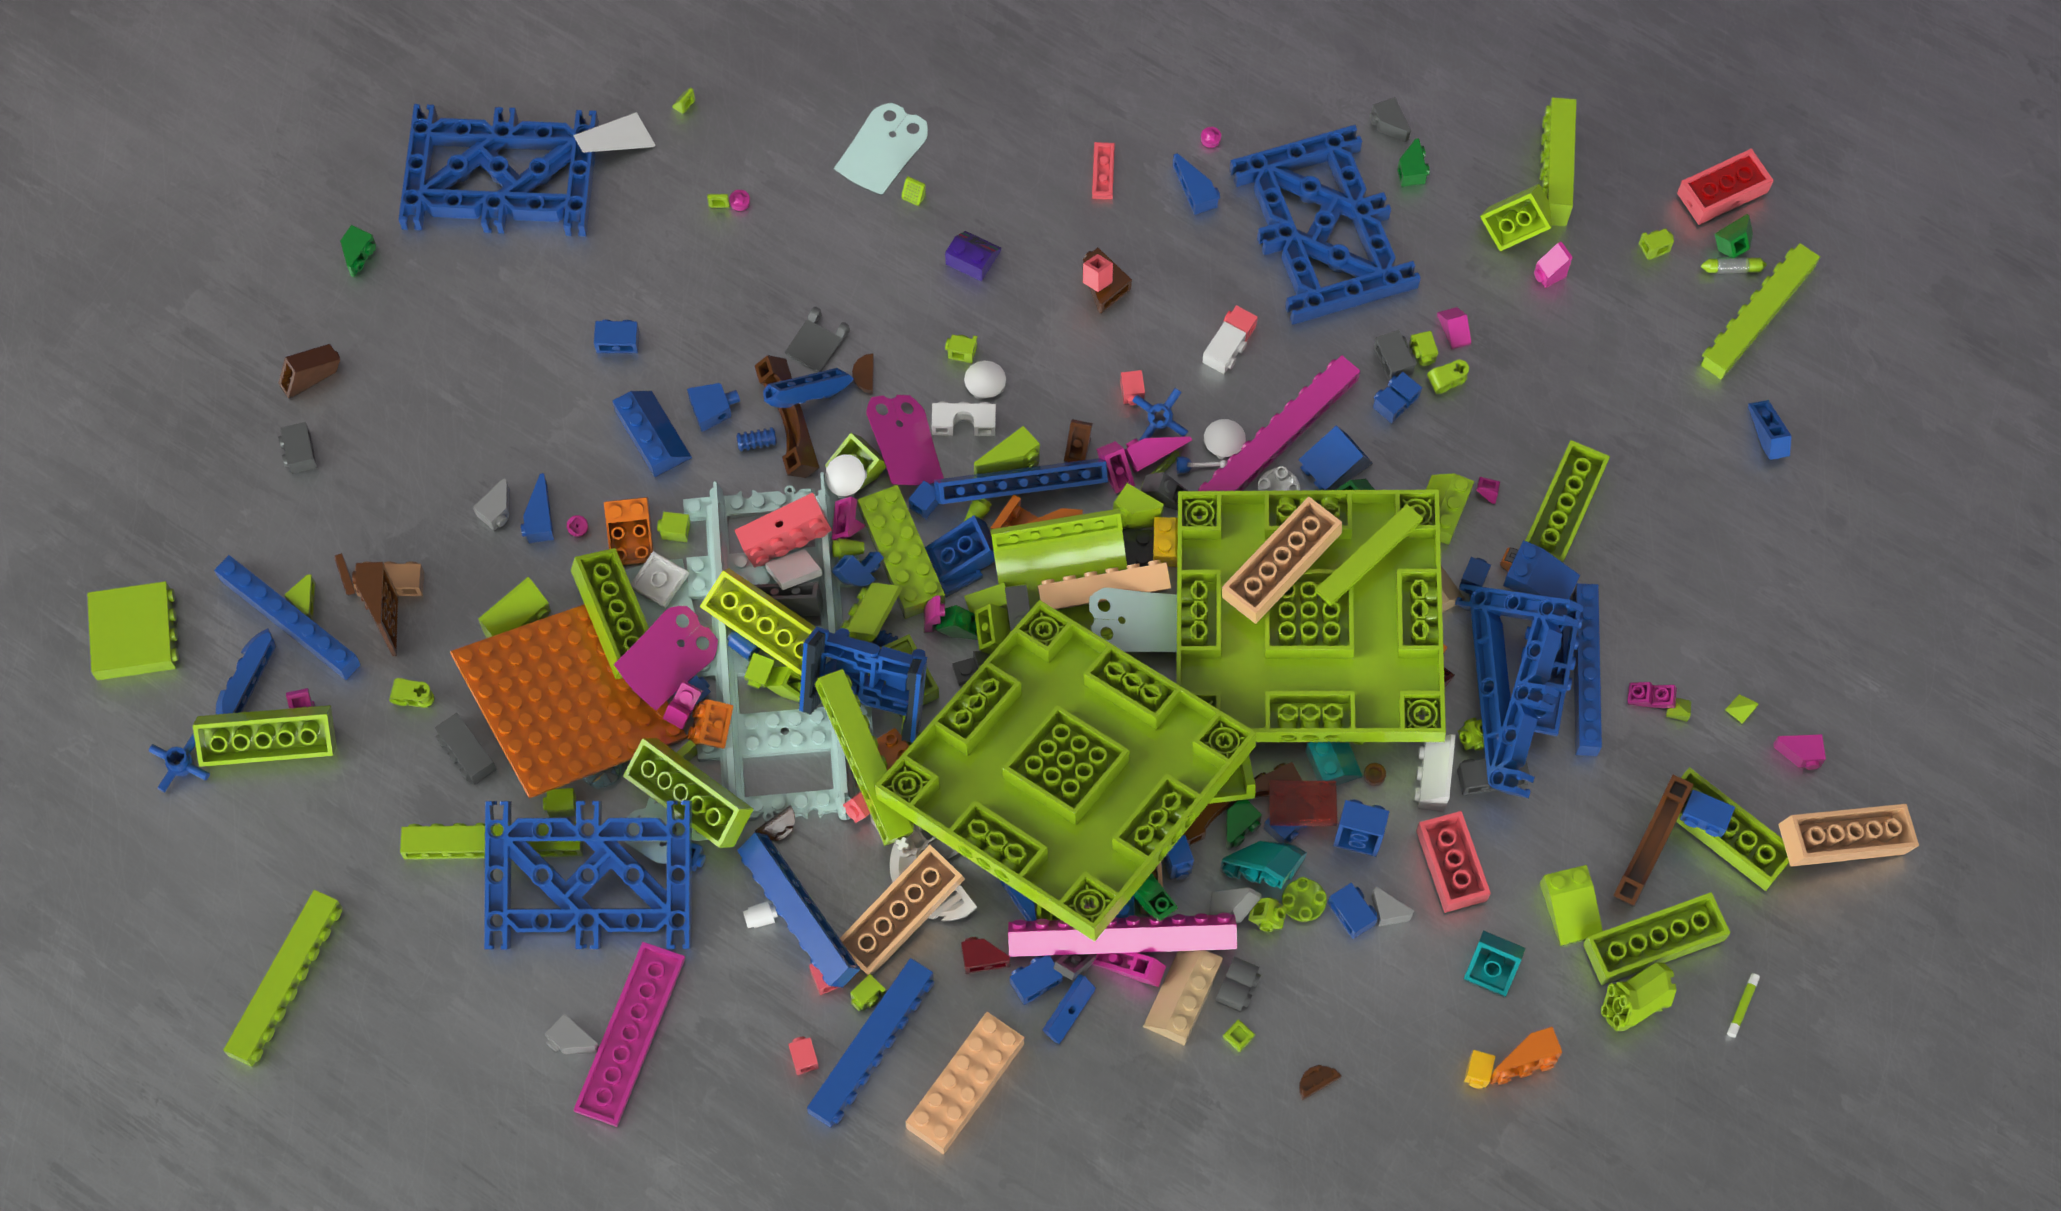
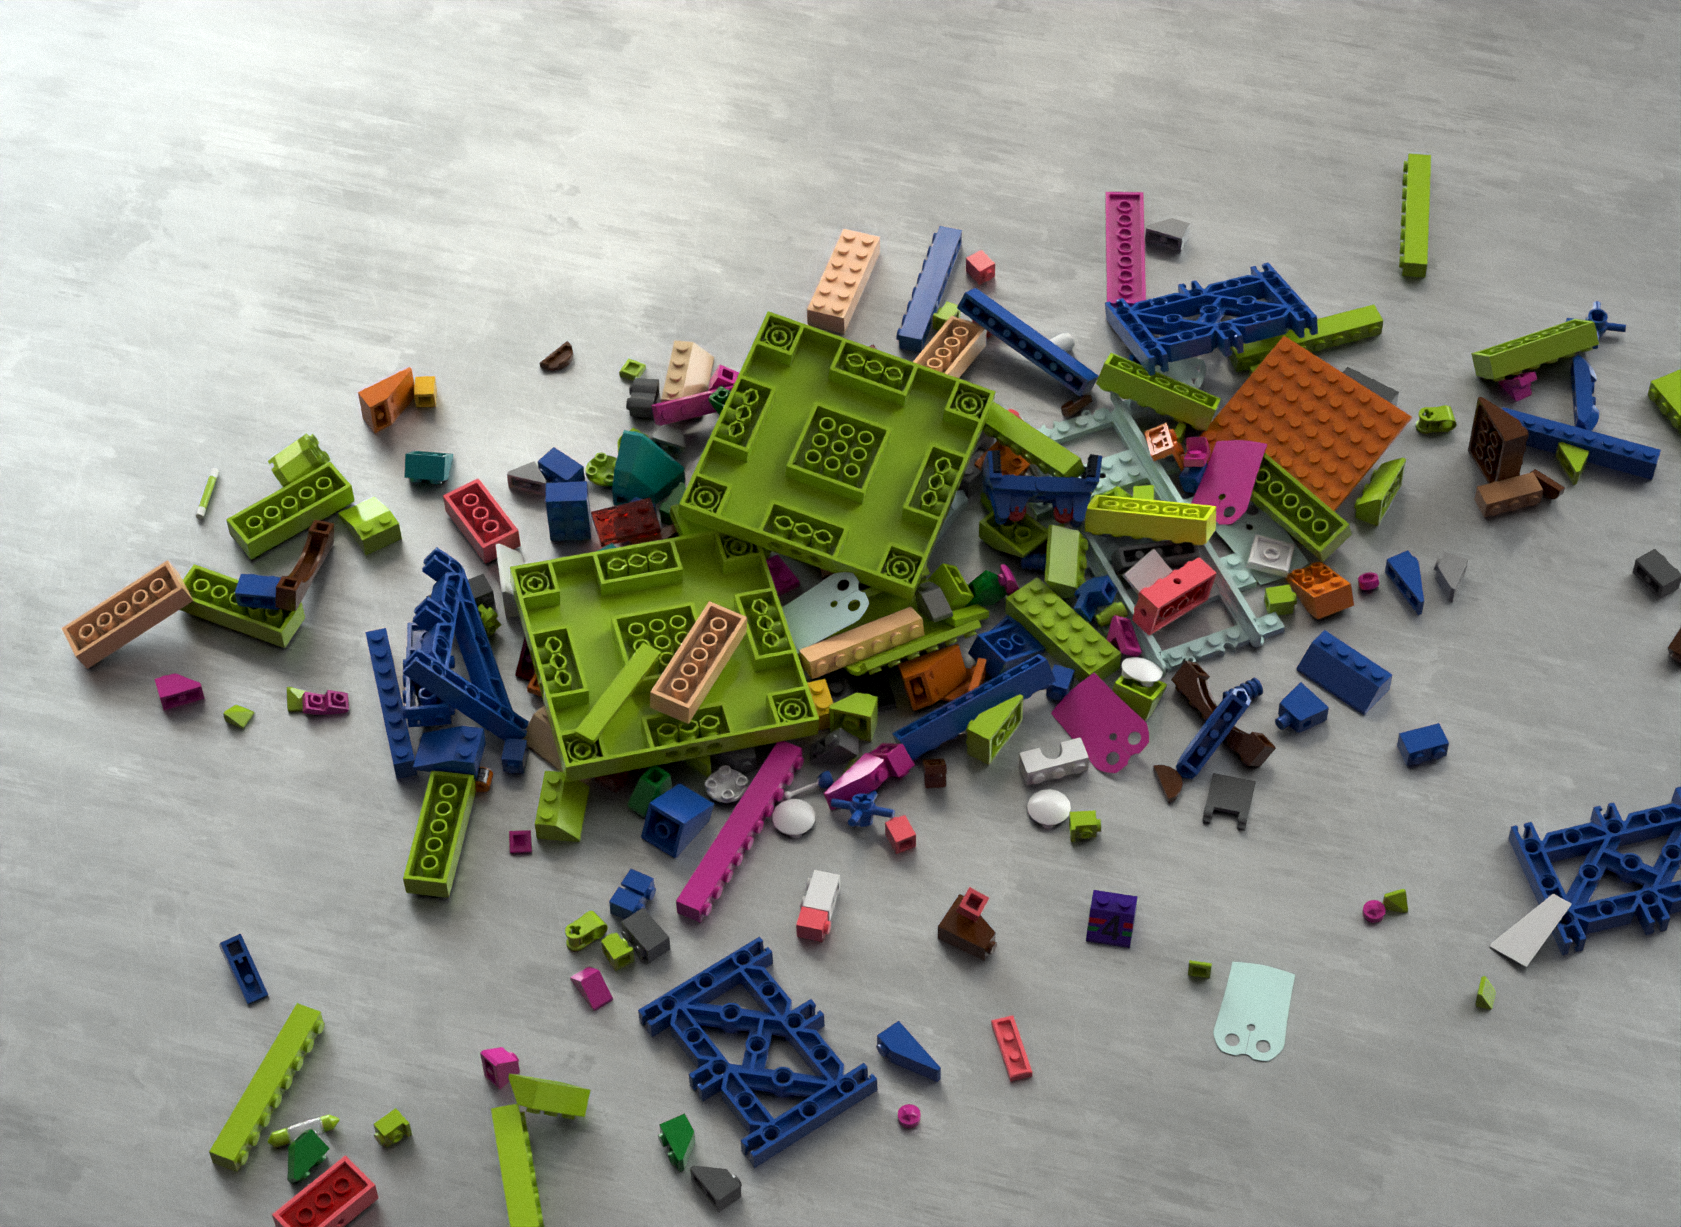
camera: 165 degrees right, 15 degrees down
(966, 668) = (964, 561): dark grey slope -> none

